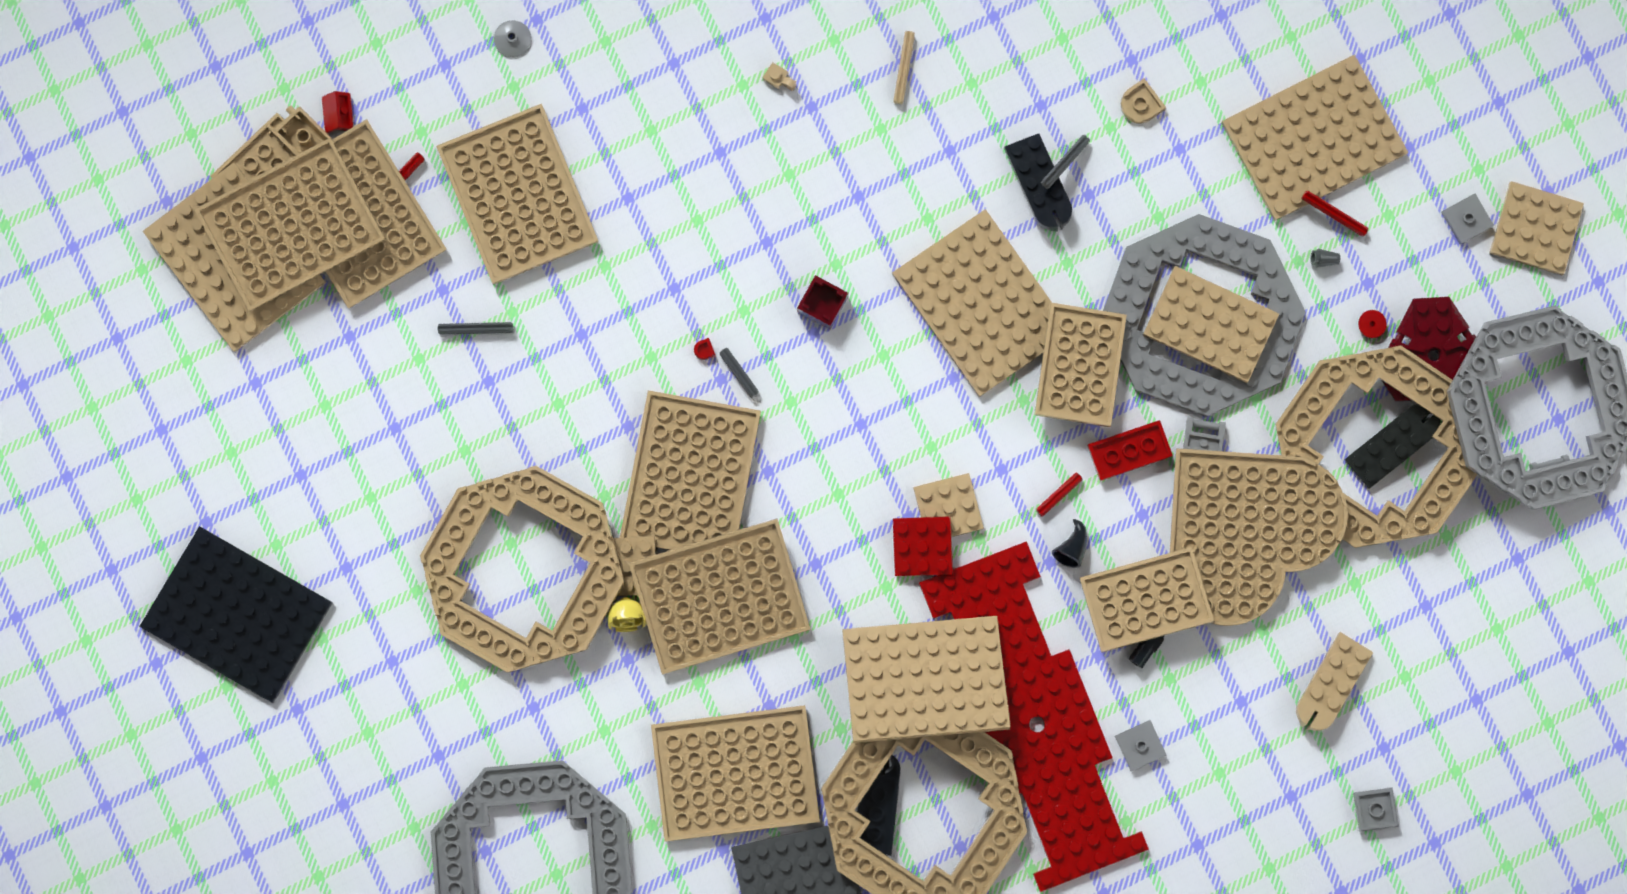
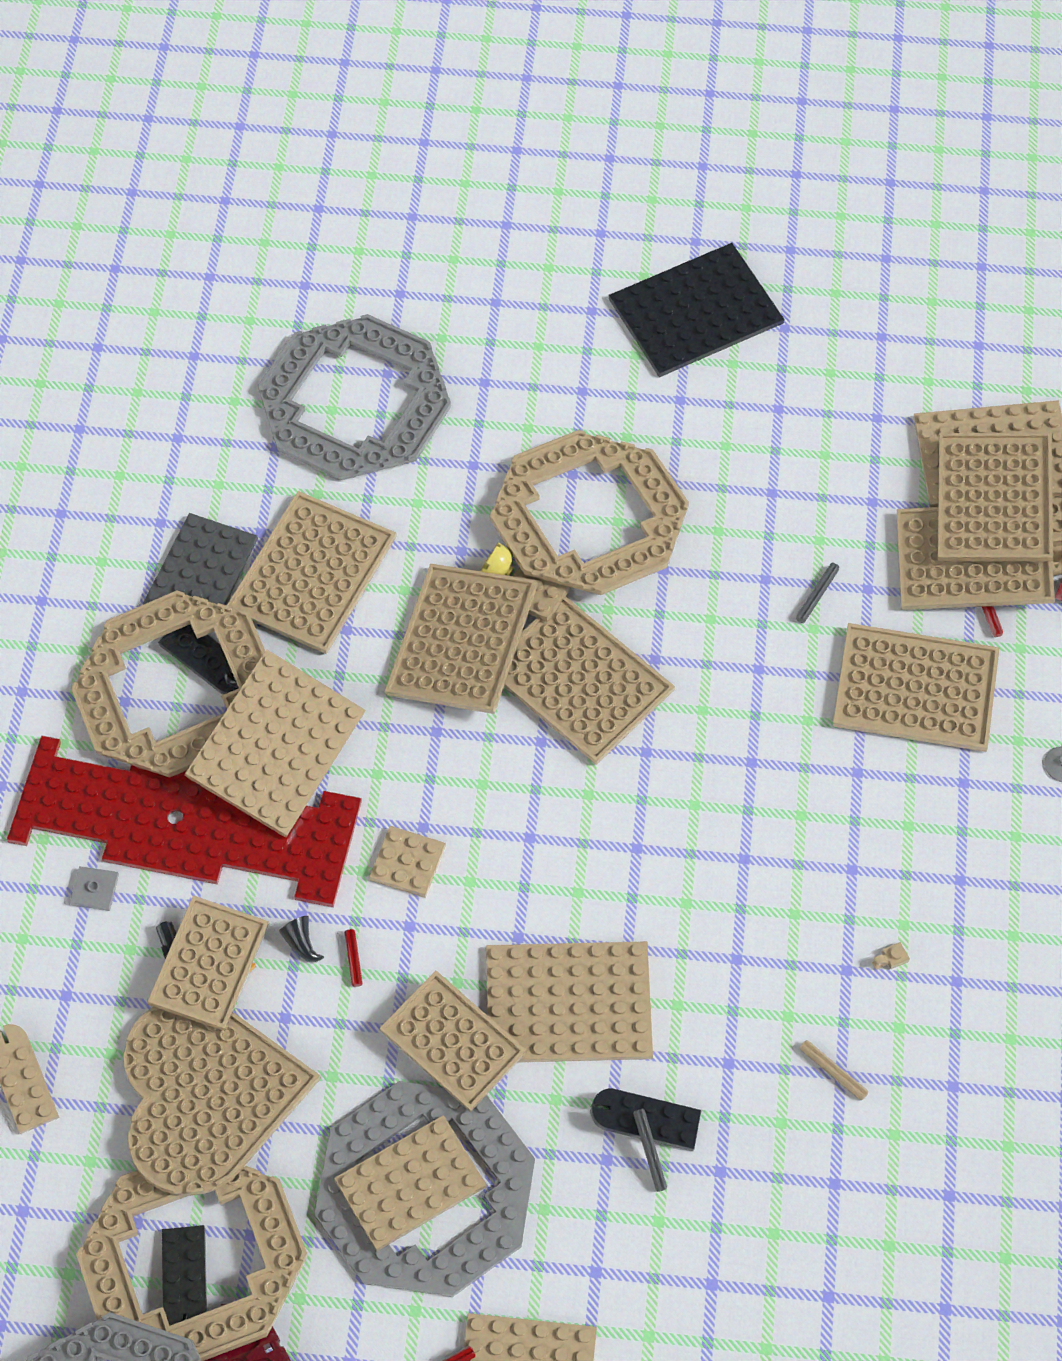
camera: 125 degrees right, 20 degrees down
(703, 349) = (681, 753): red tile -> none
(739, 373) = (642, 767): dark grey axle -> none
(822, 302) = (658, 866): dark red container -> none
(922, 546) = (389, 817): red plate -> none
(1129, 450) = (348, 1040): red plate -> none
(1141, 103) = (663, 1264): tan tile -> none
(1203, 441) = (309, 1108): light grey plate -> none
(1324, 258) = (400, 1334): dark grey cone -> none
(1372, 323) = (308, 1337): red piece -> none

